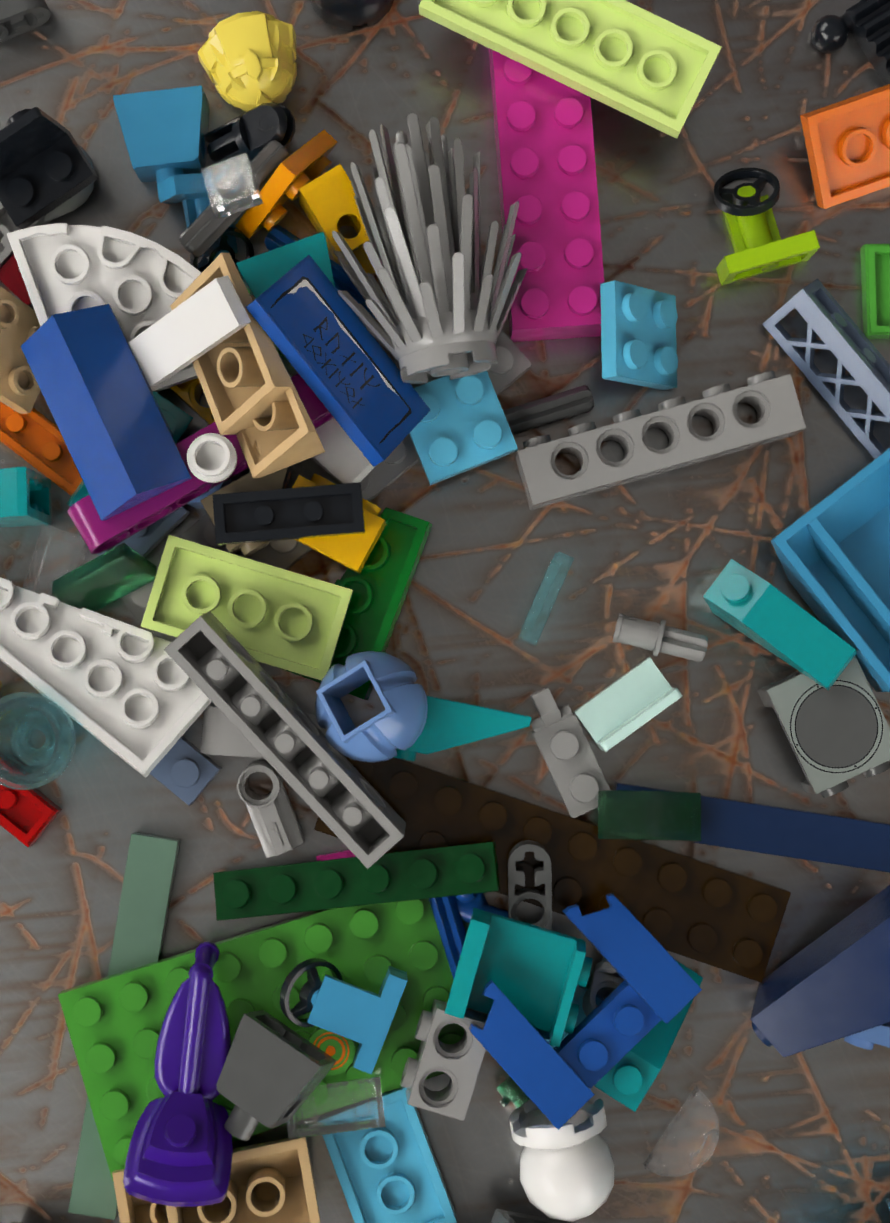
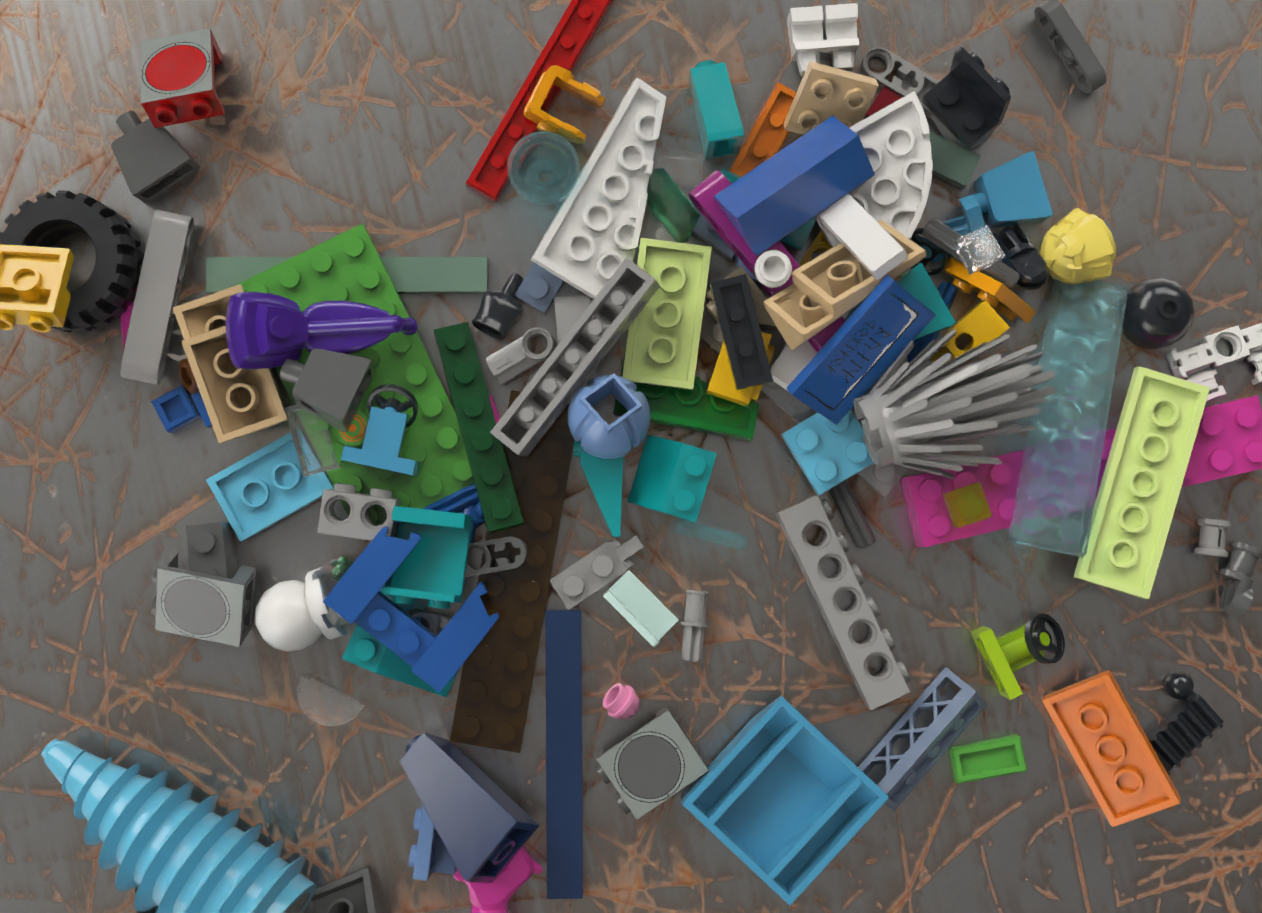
camera: 85 degrees right, 0 degrees up
(110, 202) = (952, 161): none -> sand green tile
(203, 828) = (499, 309): none -> black piece
(464, 636) = (672, 478): none -> teal slope
(514, 119) = (1066, 450): none -> clear light blue plate
(562, 258) = (967, 505): none -> clear neon green plate
(638, 336) = (919, 573): medium azure plate -> none
(649, 815) = (560, 636): clear green slope -> none
(744, 749) = (621, 702): none -> bright pink plate
(778, 624) = (719, 711): teal slope -> none

